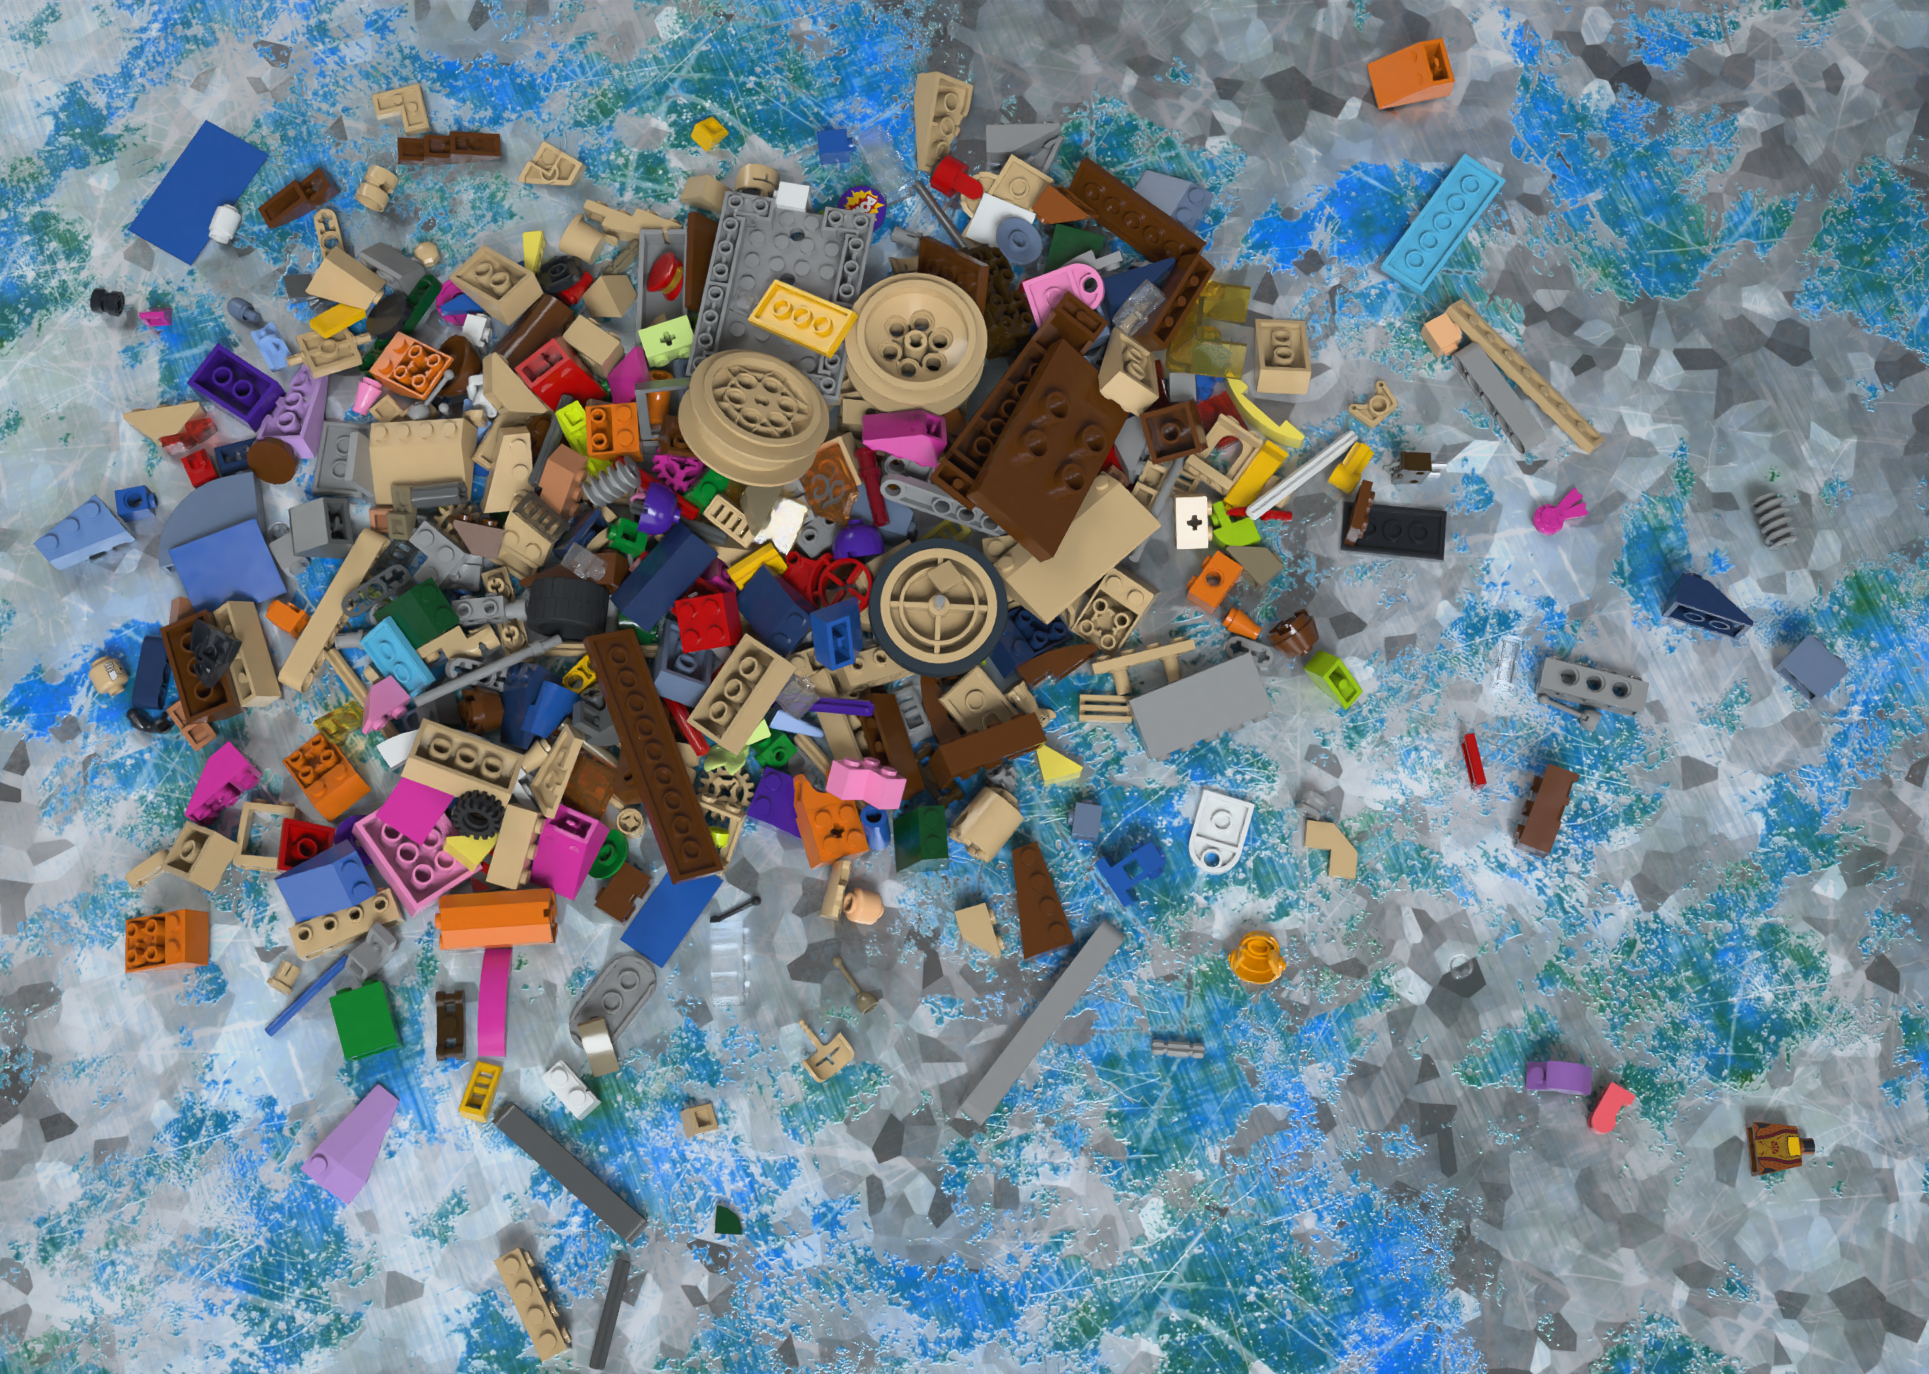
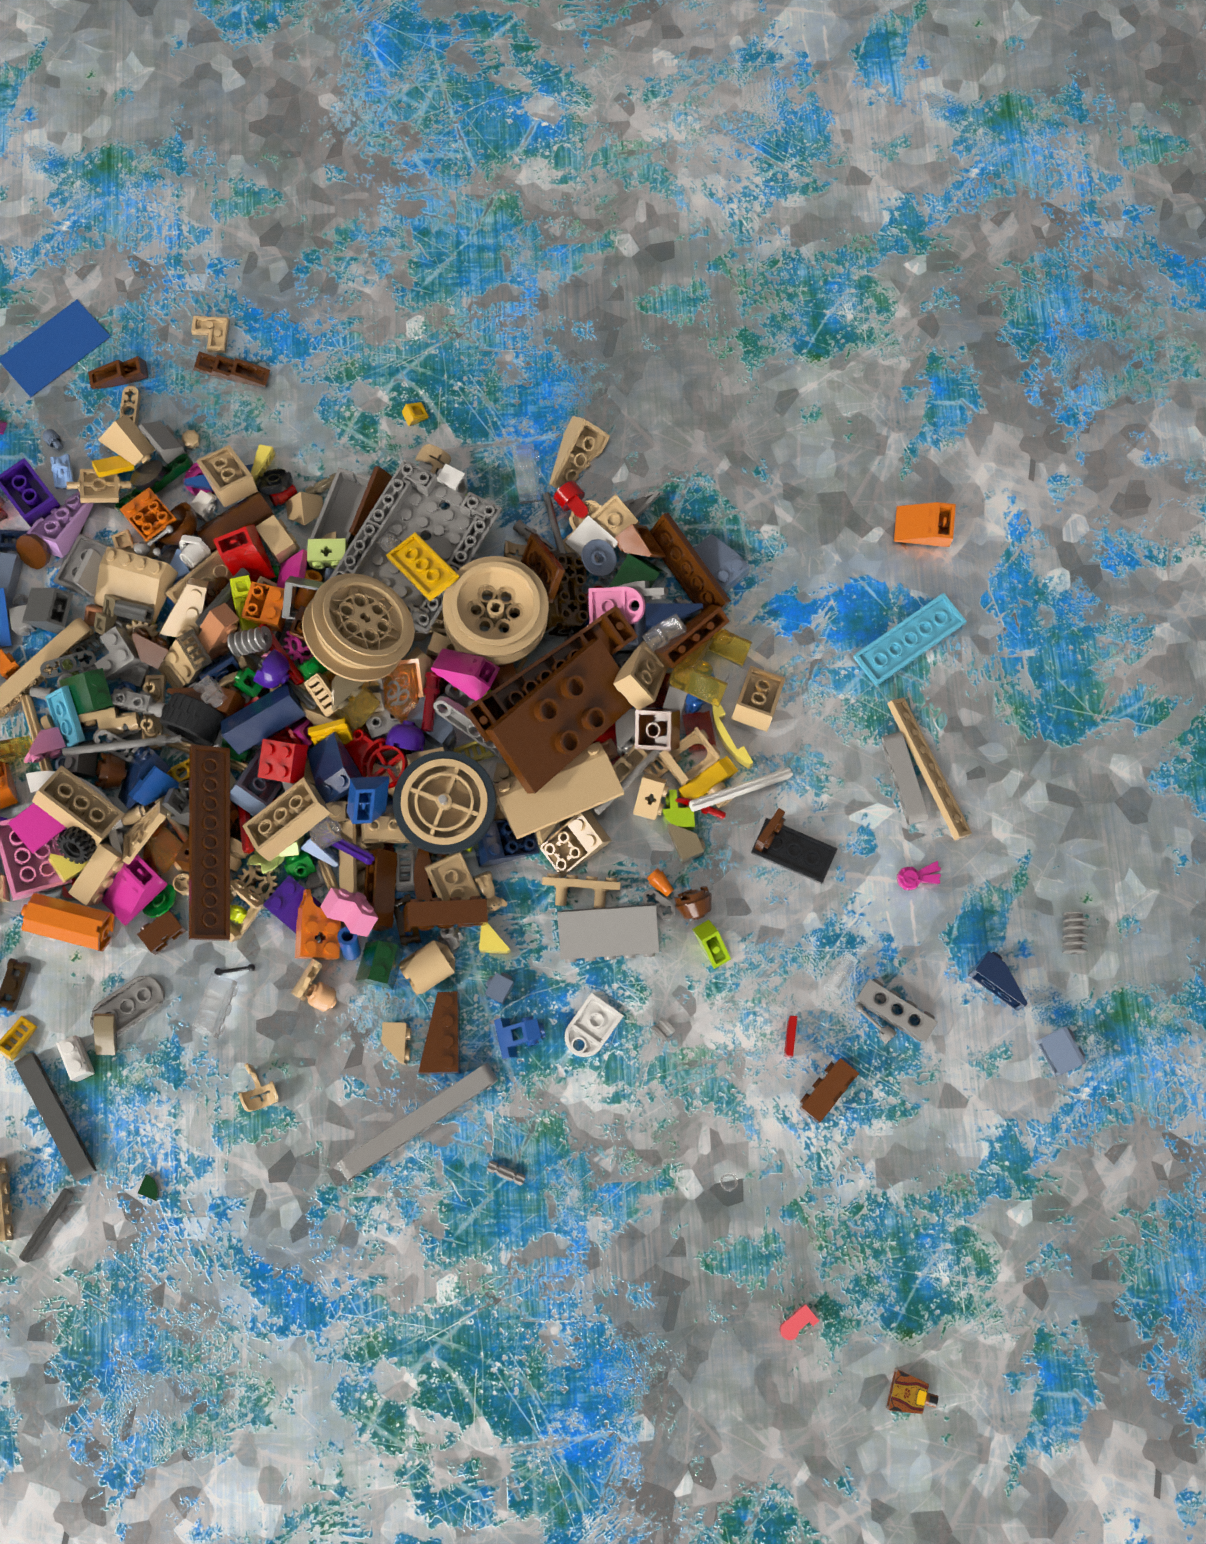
camera: 20 degrees right, 0 degrees up
(224, 223) = (61, 375): white brick -> none
(296, 287) = (93, 433): dark grey slope -> none
(367, 394) = (114, 525): bright pink cone -> none
(377, 186) = (172, 382): tan wheel -> none
(476, 417) = (178, 565): tan tile -> none
(493, 1002) = (46, 977): dark pink slope -> none
(507, 389) = (204, 552): tan slope -> none
(552, 168) = (297, 404): tan slope -> none
(584, 240) = (299, 462): tan hat -> none
(623, 224) = (332, 460): tan slope -> none
(666, 276) = (345, 506): red piece -> none
(669, 917) = (186, 960): blue piece -> none
(699, 1120) = (156, 1109): tan slope -> none
(704, 193) = (394, 454): tan slope -> none
(834, 146) = (497, 449): blue brick -> none
(864, 200) = (504, 497): tile -> none
(865, 1000) = (300, 1064): dark tan hinge -> none
(945, 577) = (454, 783): tan slope -> none
(1017, 139) = (627, 484): light grey slope -> none
(1055, 664) = (518, 867): reddish brown slope -> none
(1104, 708) = (527, 905): tan tile -> none
(1209, 596) = (645, 855): orange brick -> none
(1257, 958) = (583, 1127): light orange helmet -> none
(1342, 854) = (668, 1057): tan tile -> none
(1349, 471) = (776, 798): yellow piece -> none
(1377, 408) = (815, 757): tan piece -> none
(1414, 468) = (824, 810): dark brown piece -> none
(1441, 335) = (879, 720): light nougat brick -> none
(1559, 1077) = (769, 1288): medium lavender brick -> none

